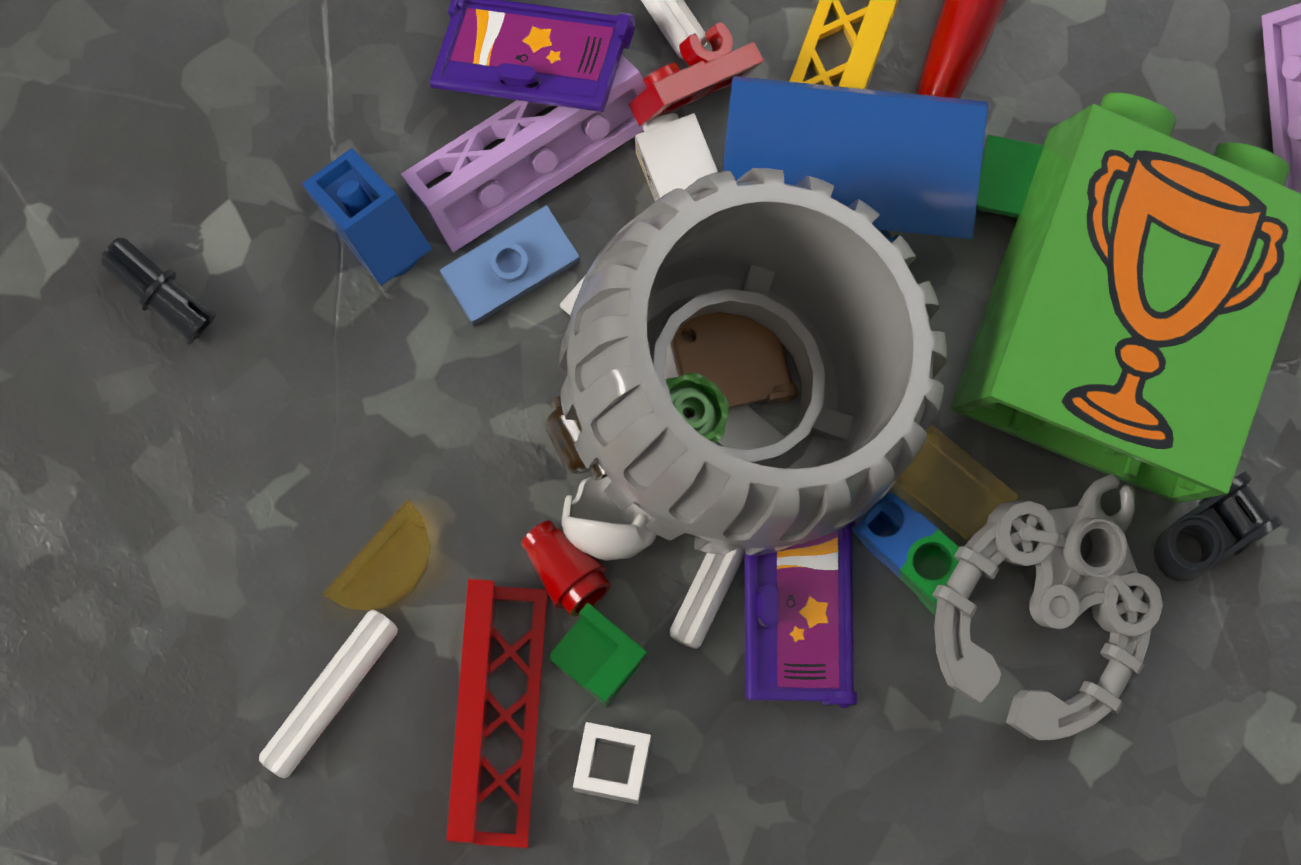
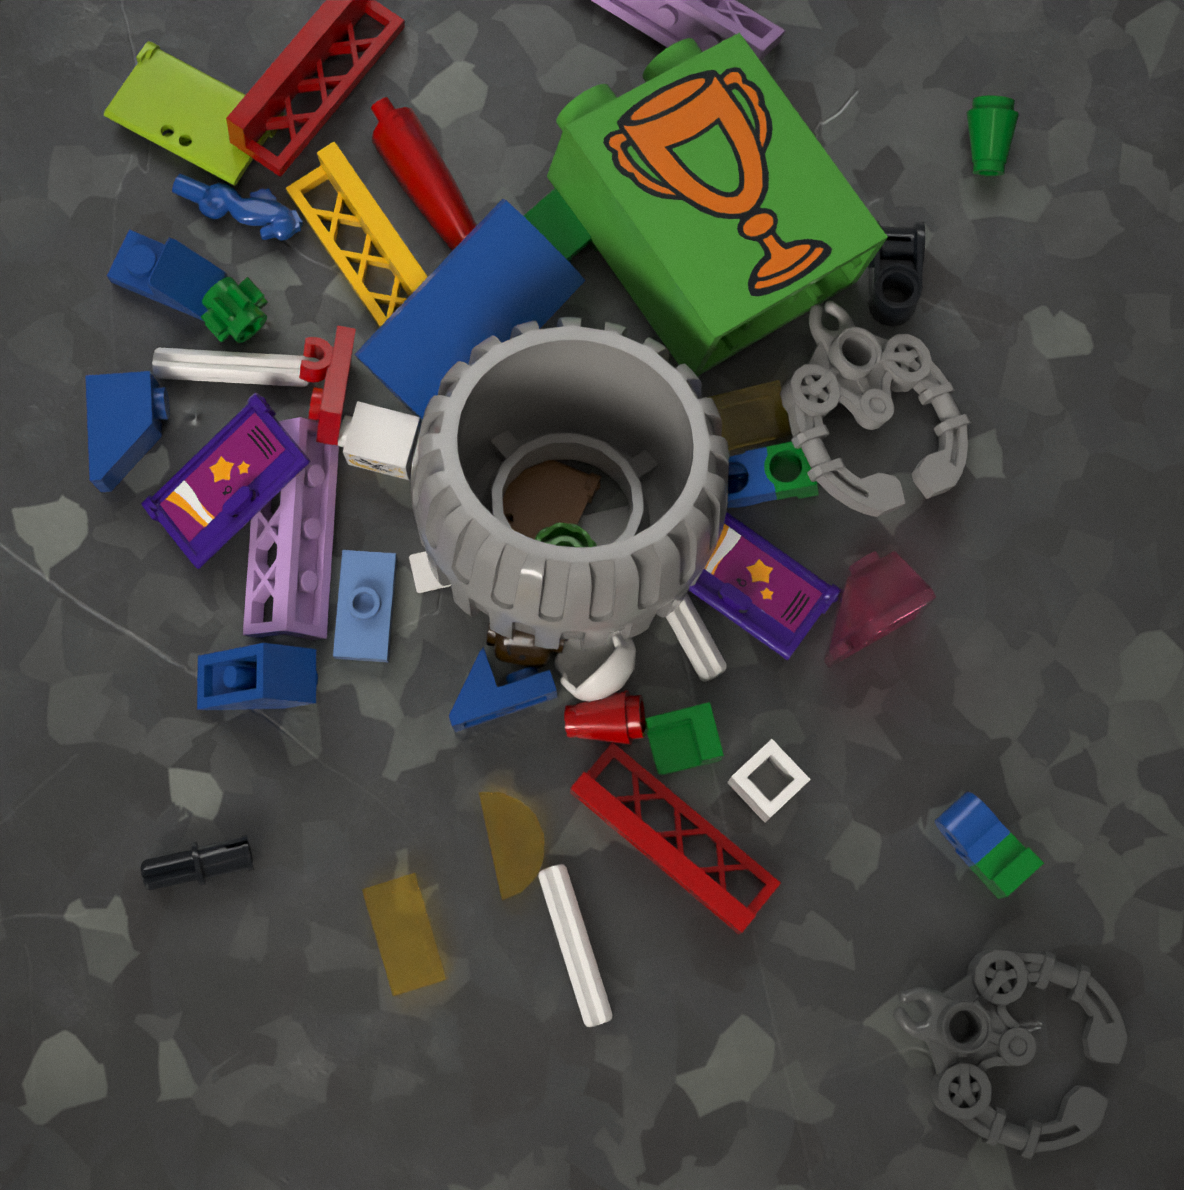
camera: 55 degrees left, 0 degrees up
(226, 527) = (404, 934): none -> clear yellow tile
(500, 438) = (484, 701): none -> blue slope
(860, 744) = (874, 603): none -> clear pink slope

